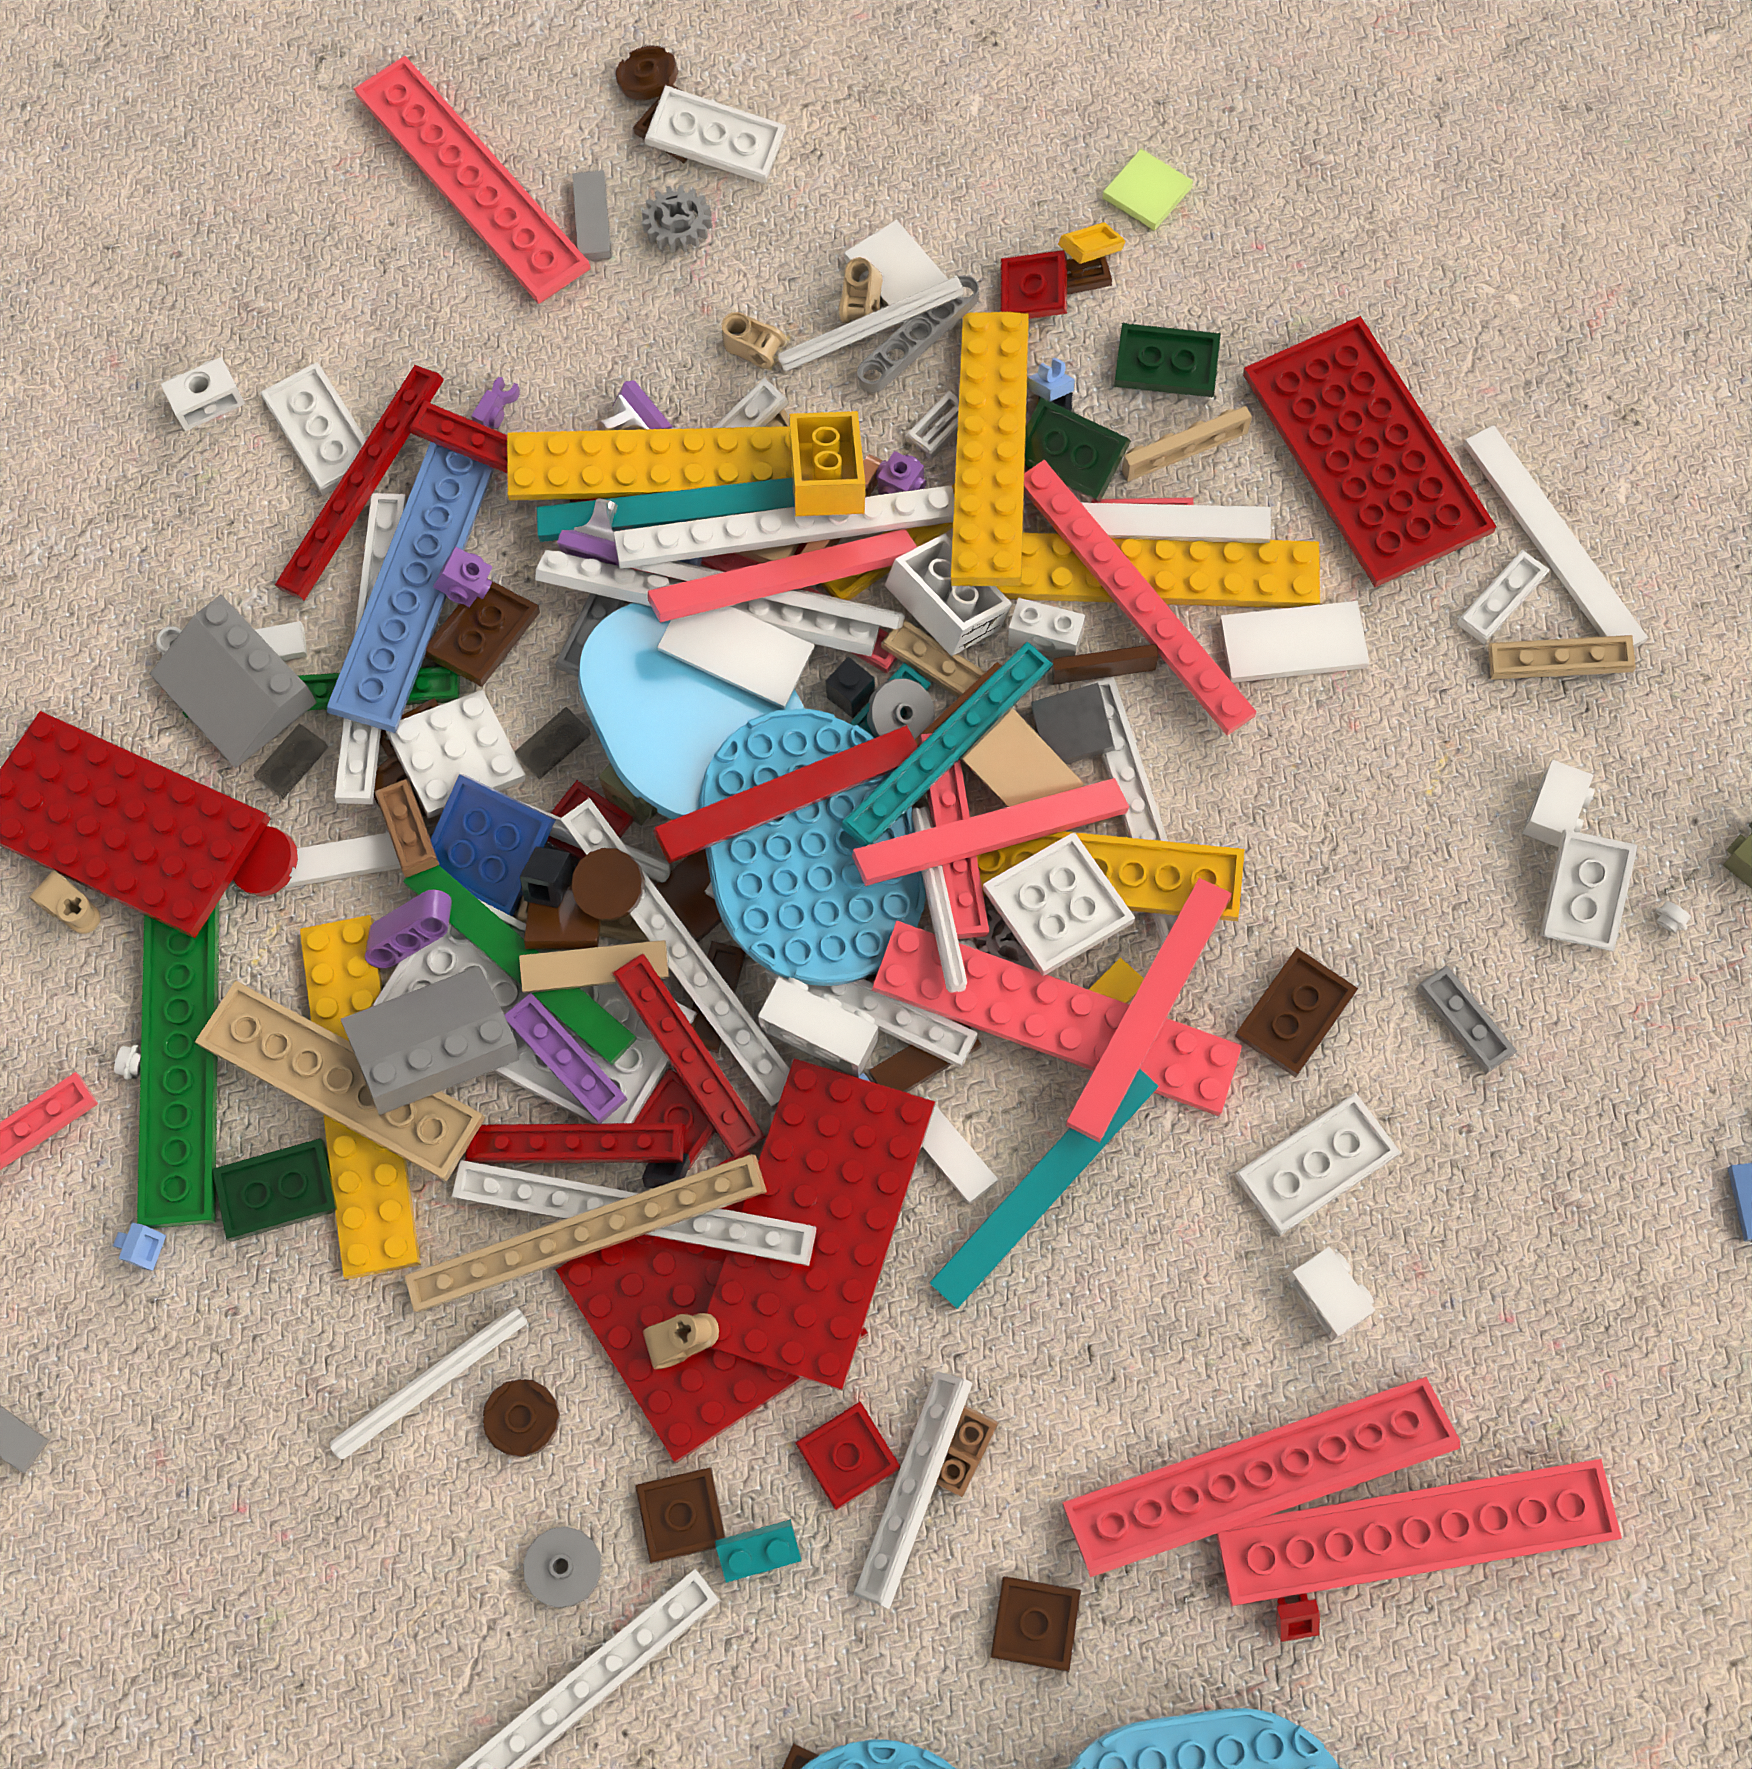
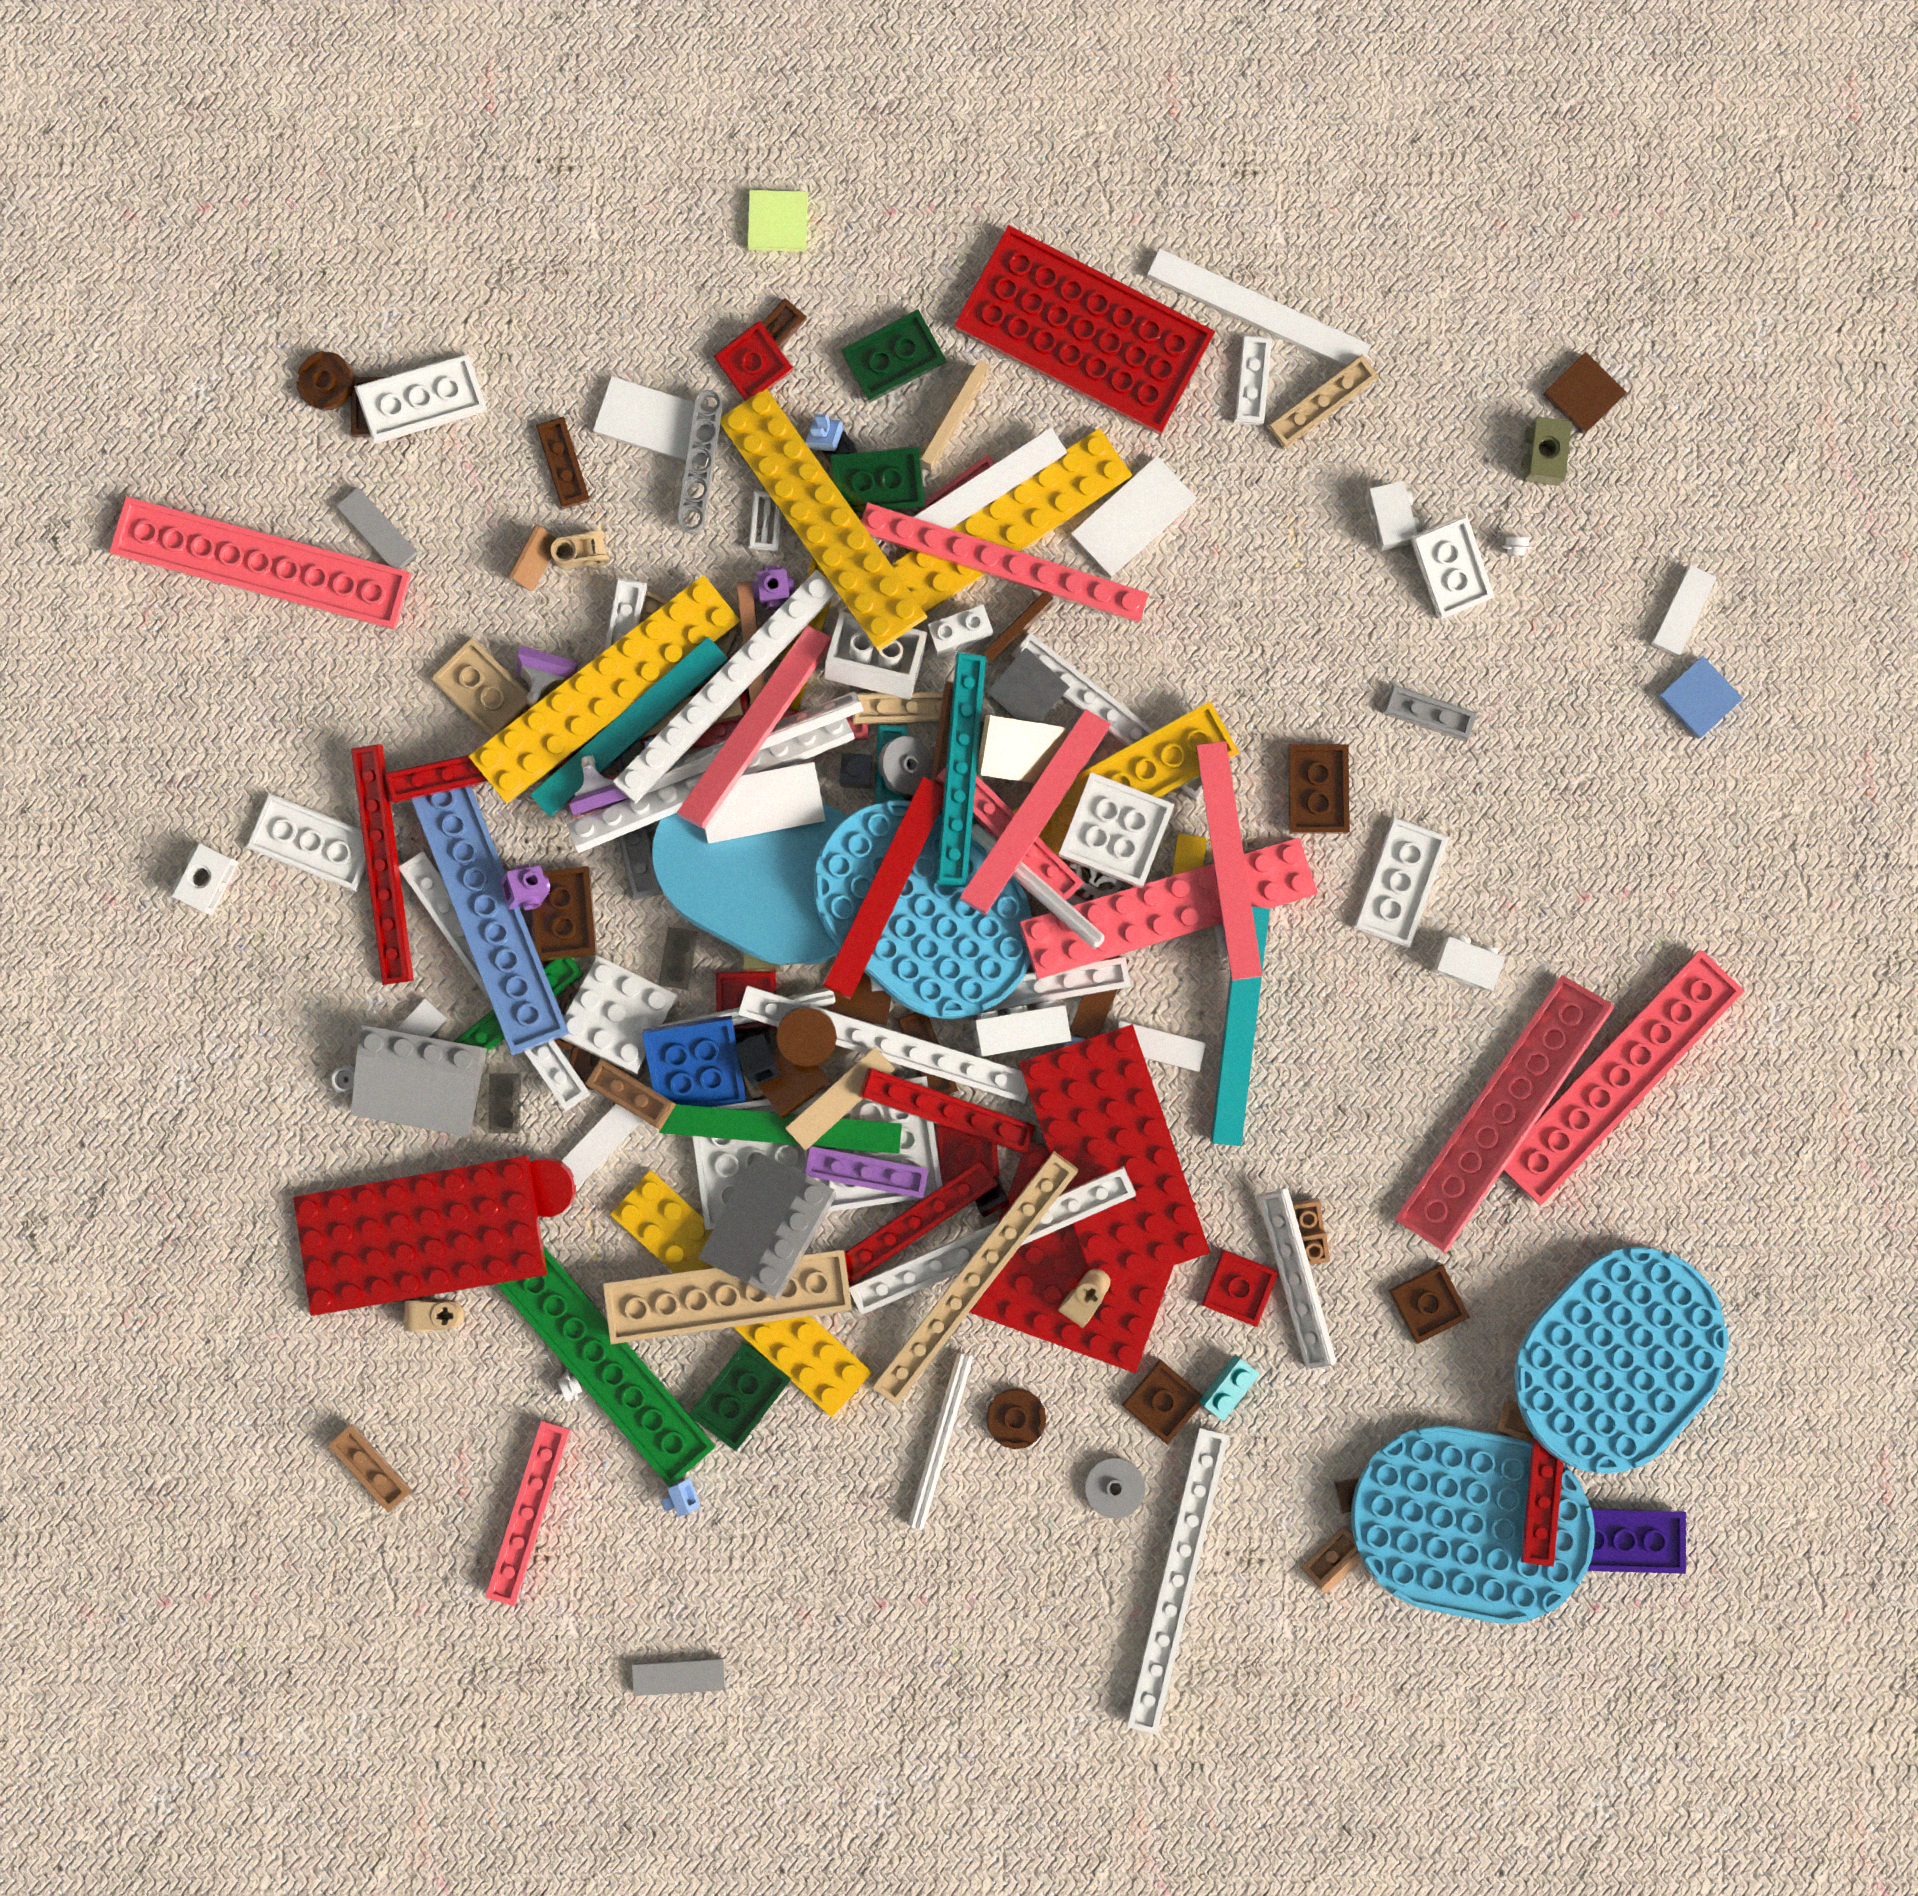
camera: 45 degrees left, 15 degrees up
(408, 929) = (691, 1163): medium lavender beam -> none
(490, 408) = (432, 743): medium lavender plate -> none
(571, 391) = (481, 688): none -> tan tile
(676, 219) = (435, 490): light grey gear -> none
(702, 320) = (532, 559): none -> slope
(797, 264) = (563, 463): none -> reddish brown tile
(827, 463) = (724, 622): yellow brick -> none
(860, 297) = (634, 460): tan piece -> none
(871, 324) = (661, 479): white axle -> none
(1091, 242) = (772, 298): yellow tile -> none
(1297, 1619) = (1585, 1184): red tile -> none

